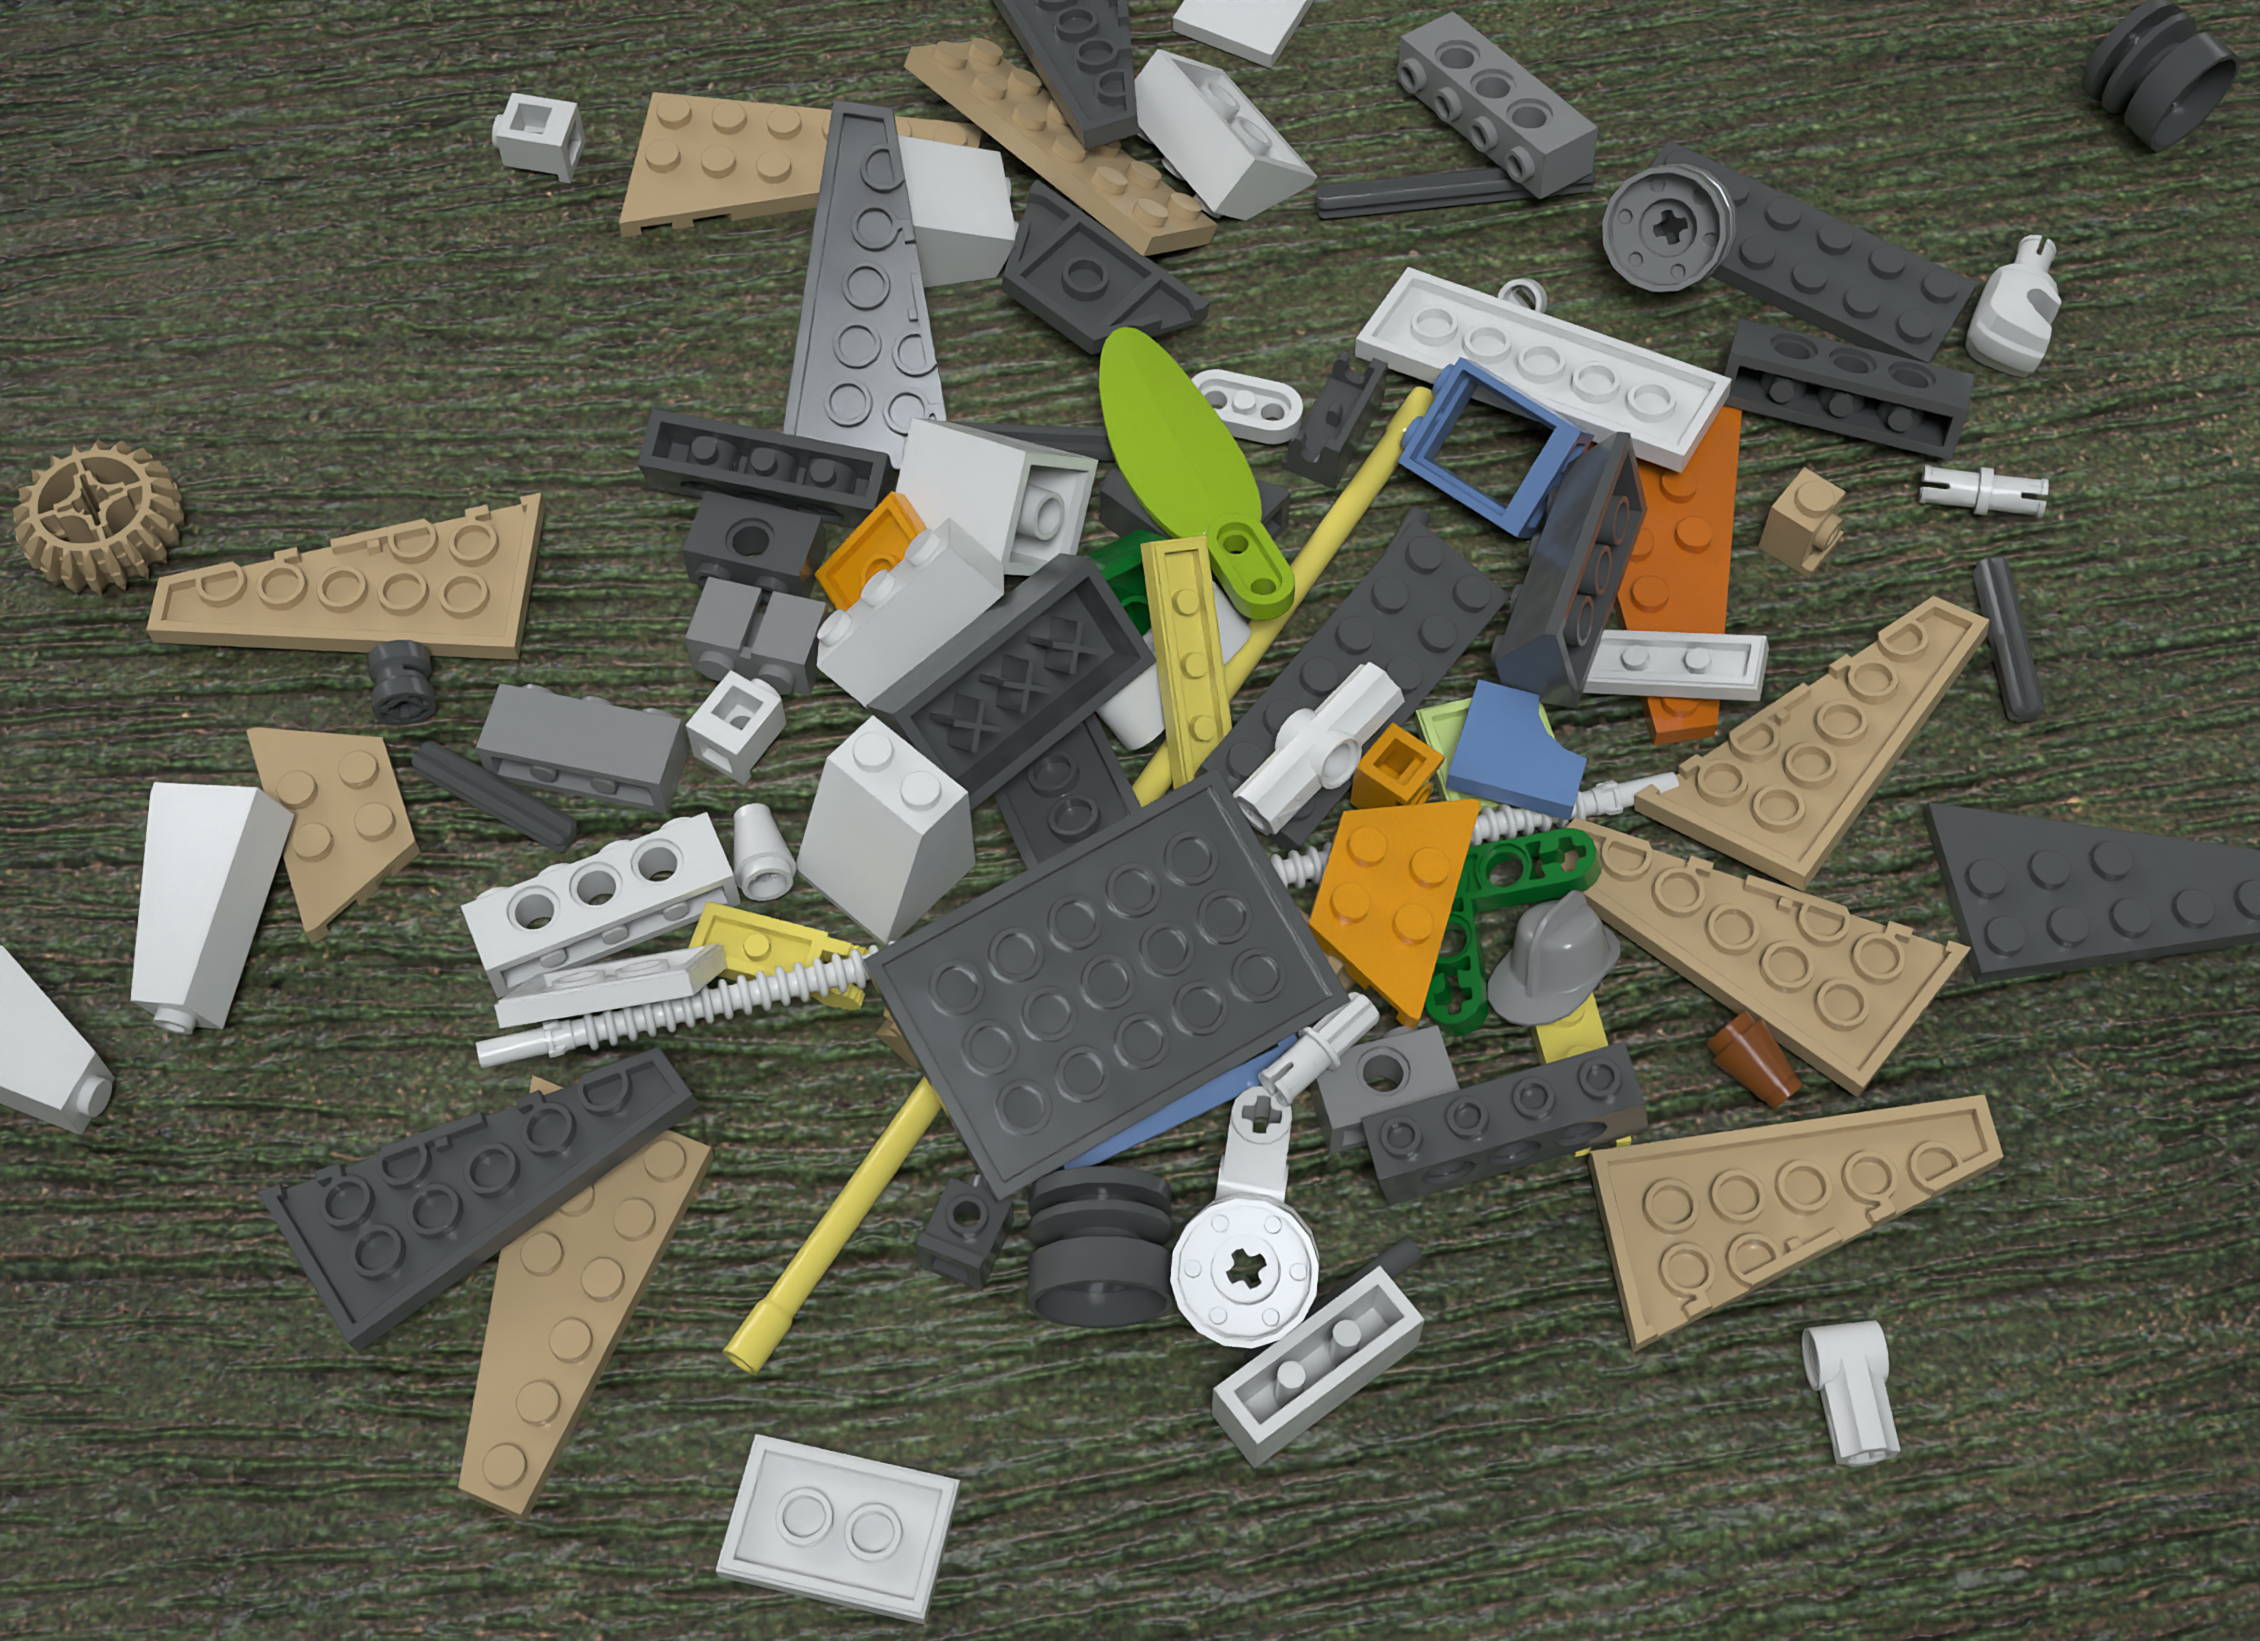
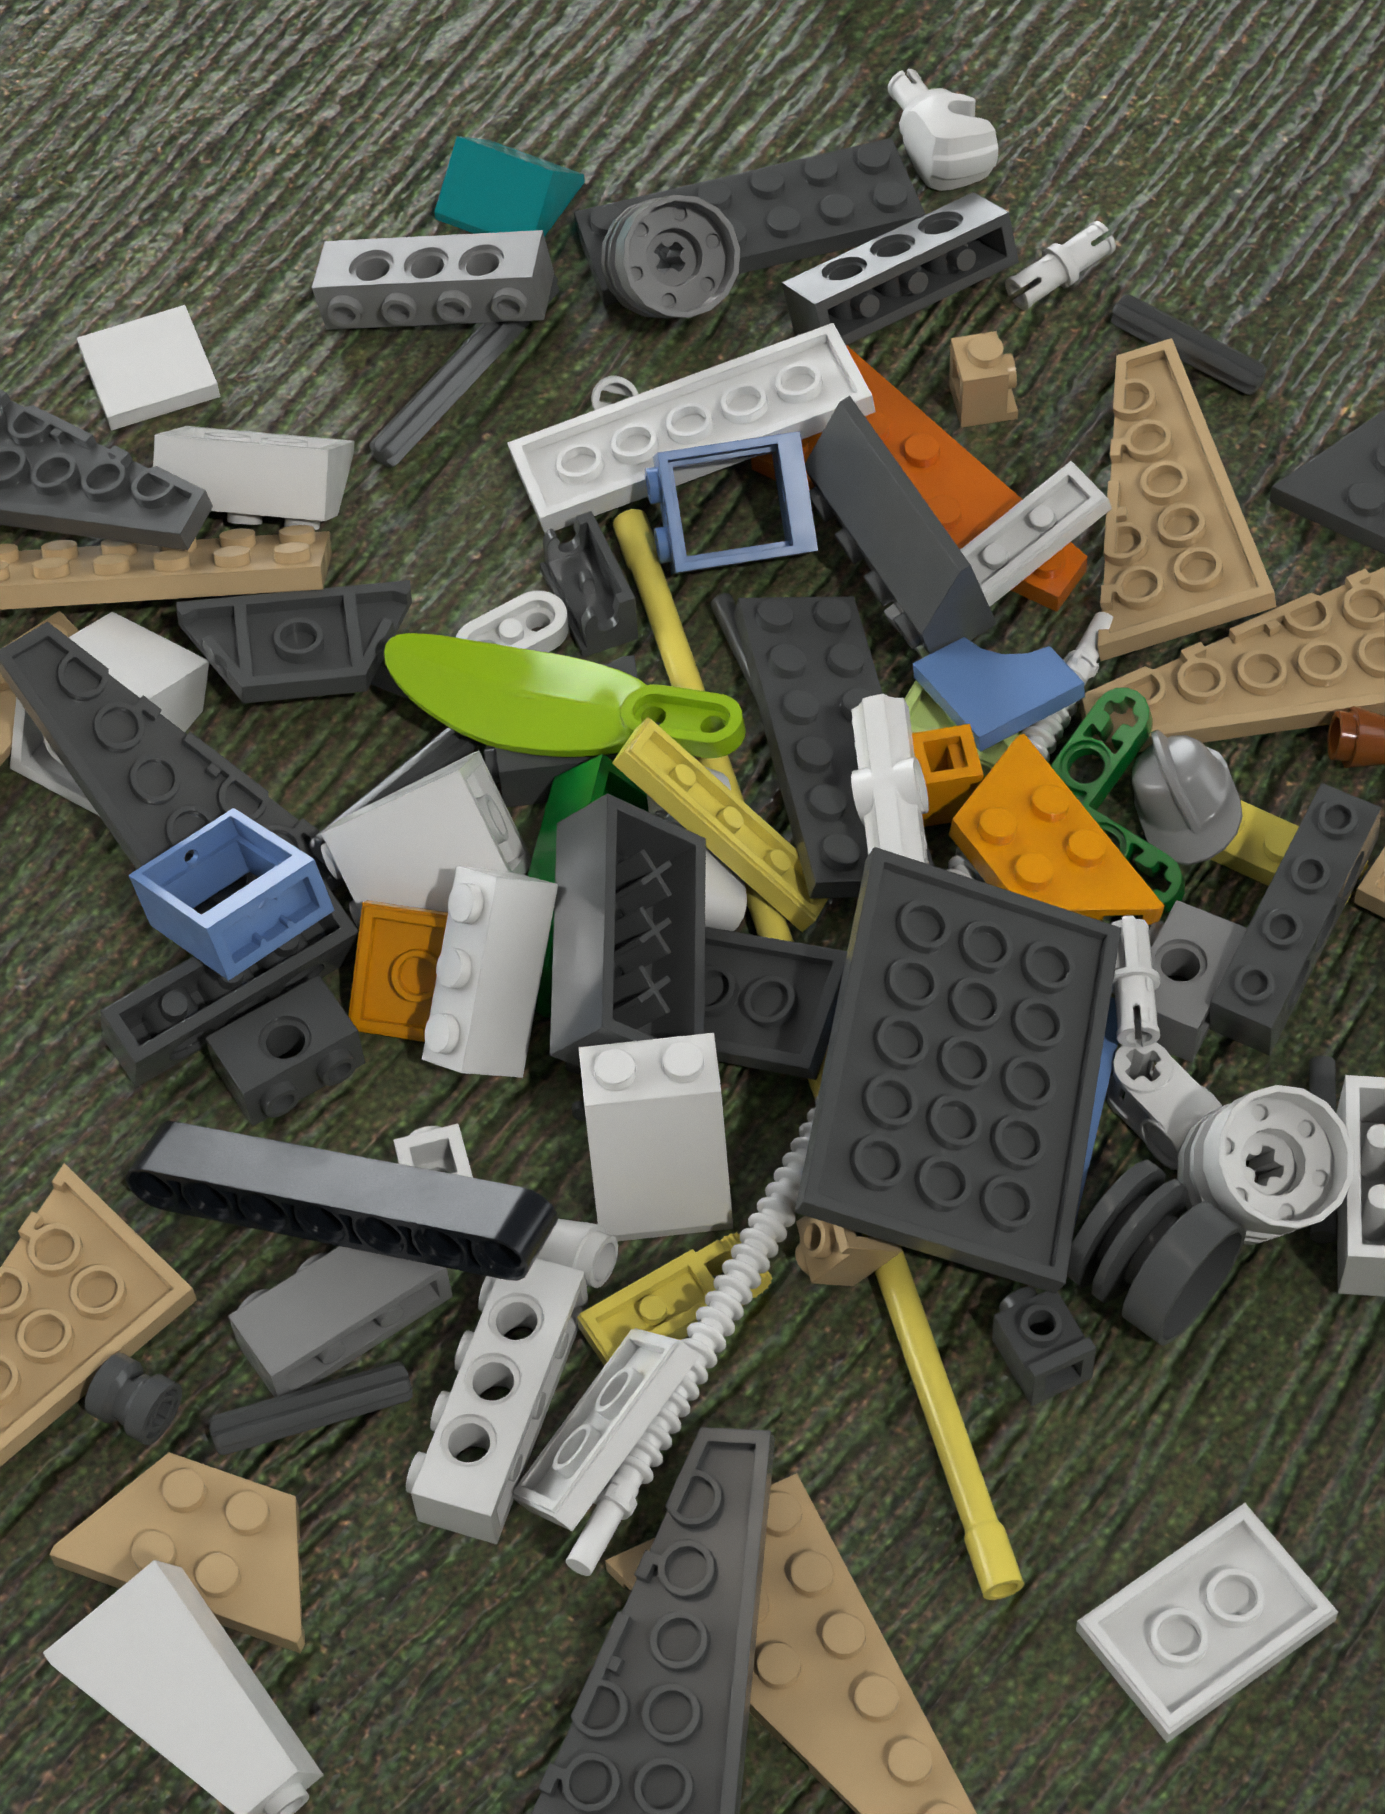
camera: 45 degrees left, 5 degrees down
(645, 680) = (343, 1200): none -> beam
(767, 646) = (365, 1118): light grey piece -> none
(804, 433) = (248, 923): none -> medium blue window
(1642, 83) = (503, 189): none -> teal slope

